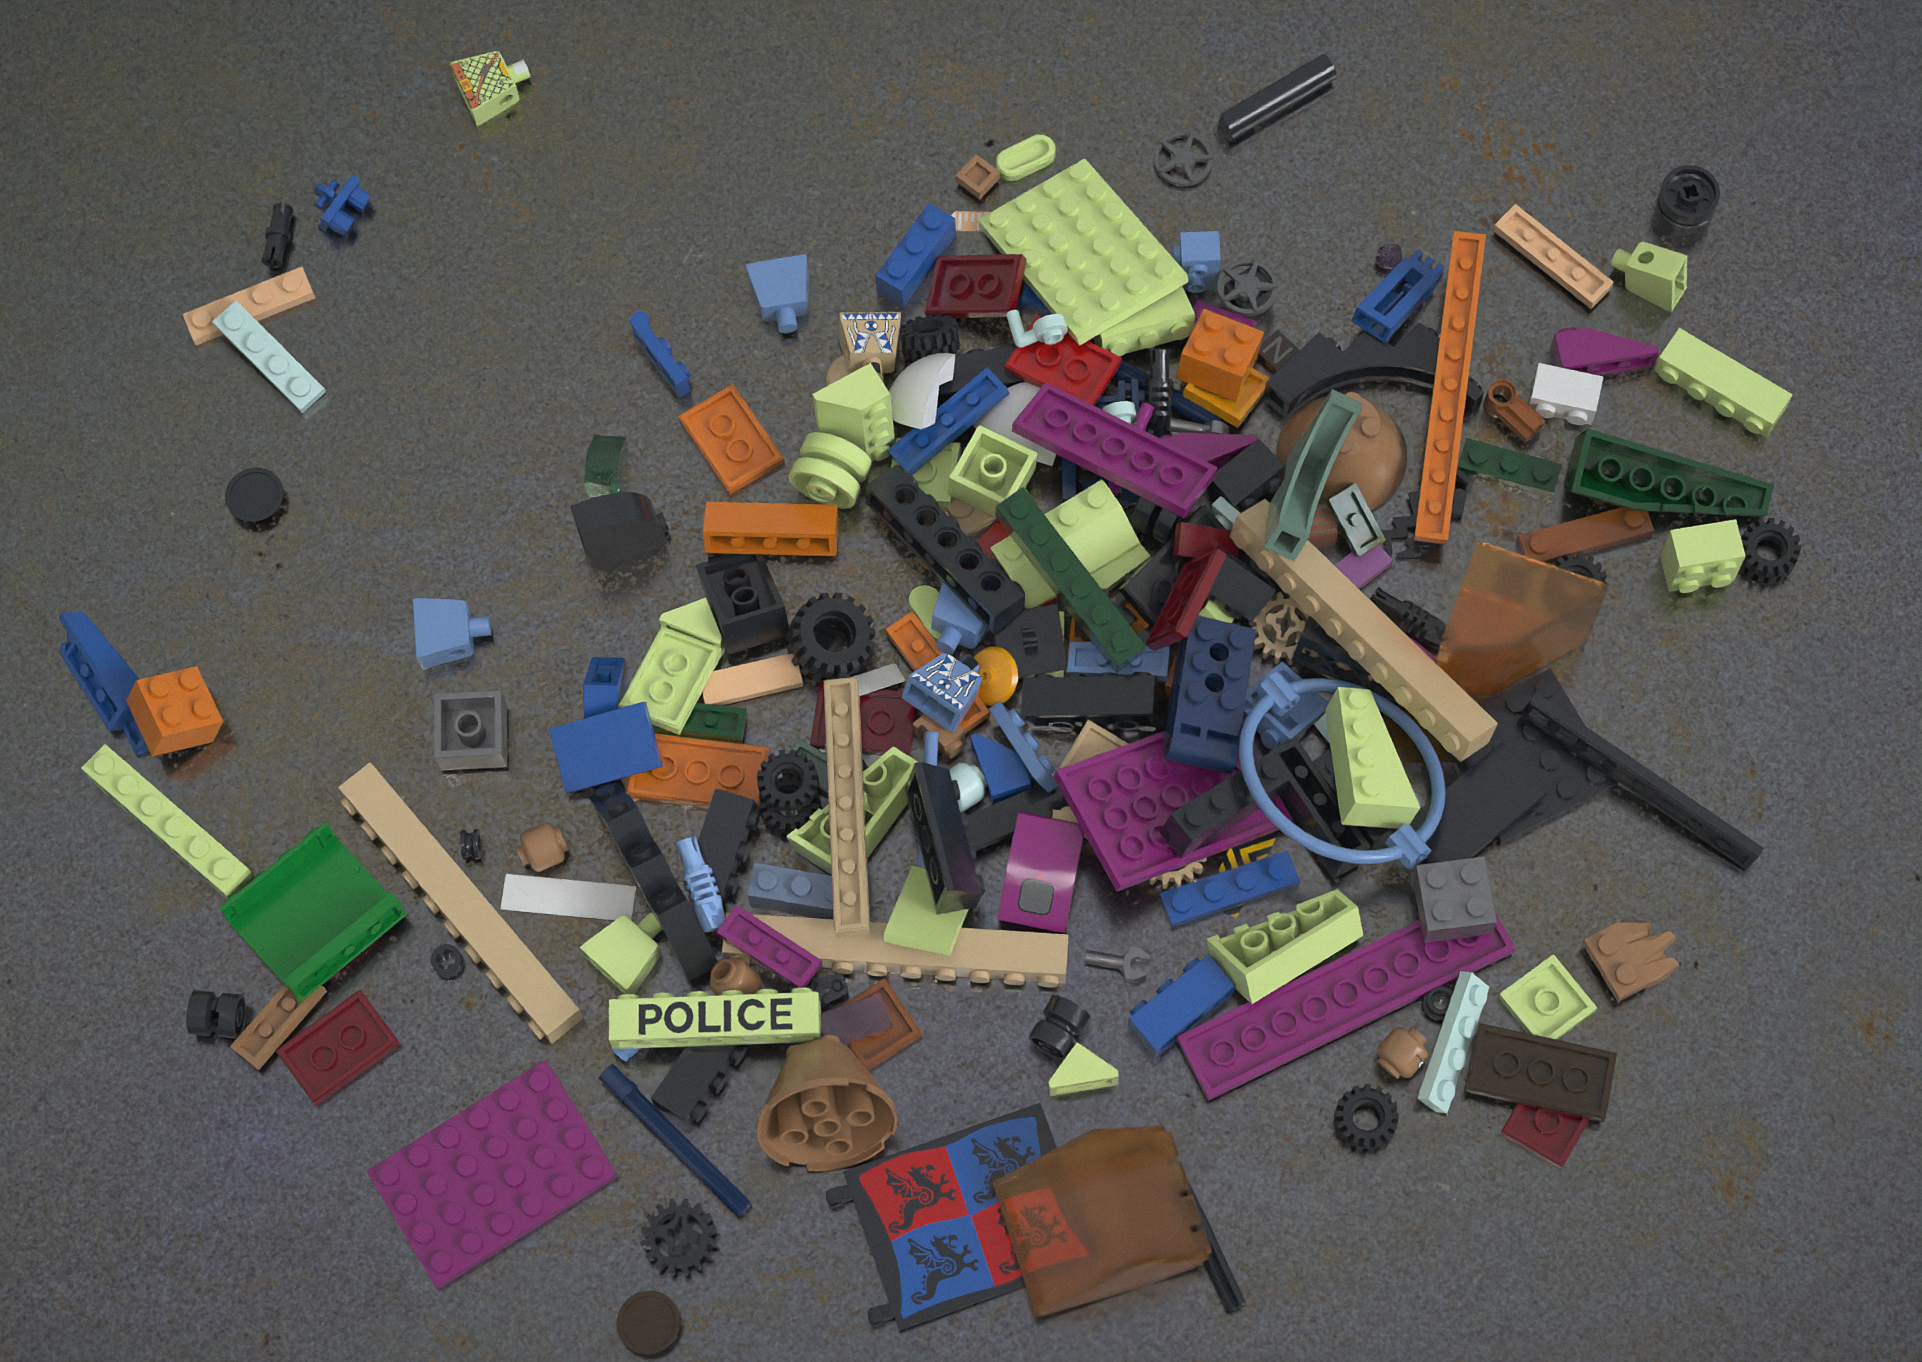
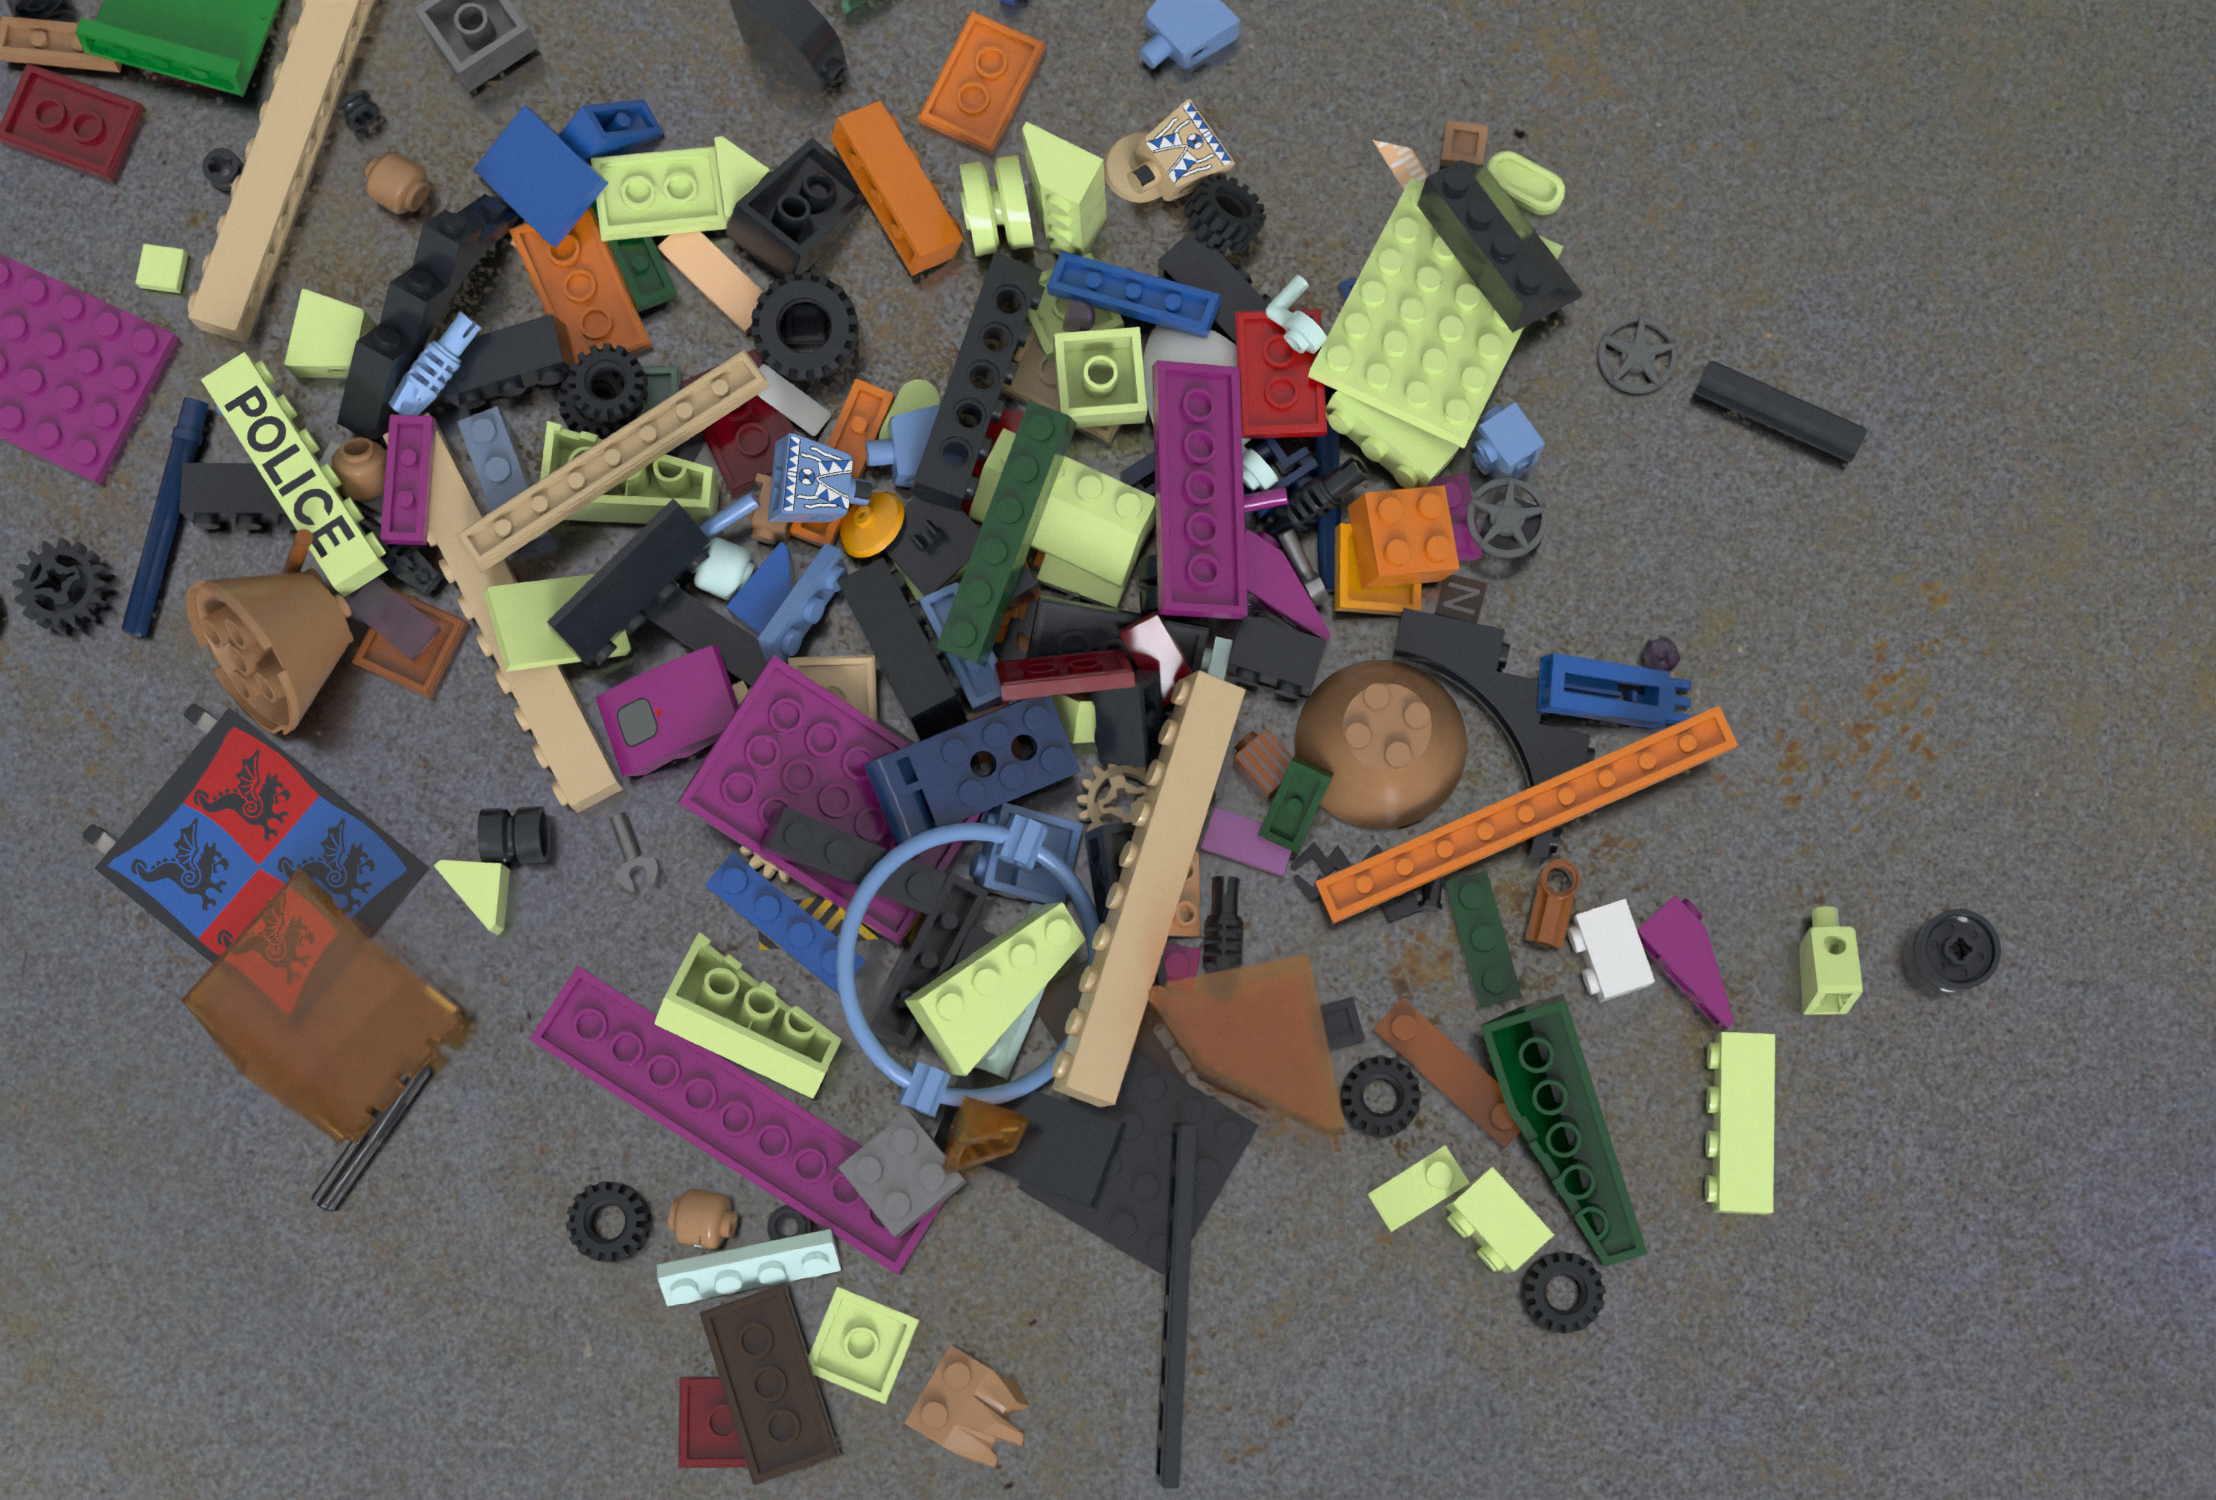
camera: 60 degrees right, 10 degrees up
(491, 1043) = (161, 268): none -> yellowish green tile
(567, 897) = (360, 236): white sticker -> none
(776, 1048) = (298, 551): none -> dark orange bar
(915, 255) = (1320, 137): blue brick -> none
(917, 388) = (1141, 234): white brick -> none
(939, 465) = (1078, 316): none -> hinge
(975, 285) = (1321, 223): dark red tile -> none
(1063, 191) = (1495, 244): none -> black slope
(1180, 1004) = (615, 946): blue brick -> none
(1306, 474) = (1277, 719): sand green arch -> none
(1457, 831) = (981, 1134): none -> clear orange slope
(1553, 256) = (1782, 838): light nougat plate -> none
(1650, 594) = (1418, 1188): none -> yellowish green slope

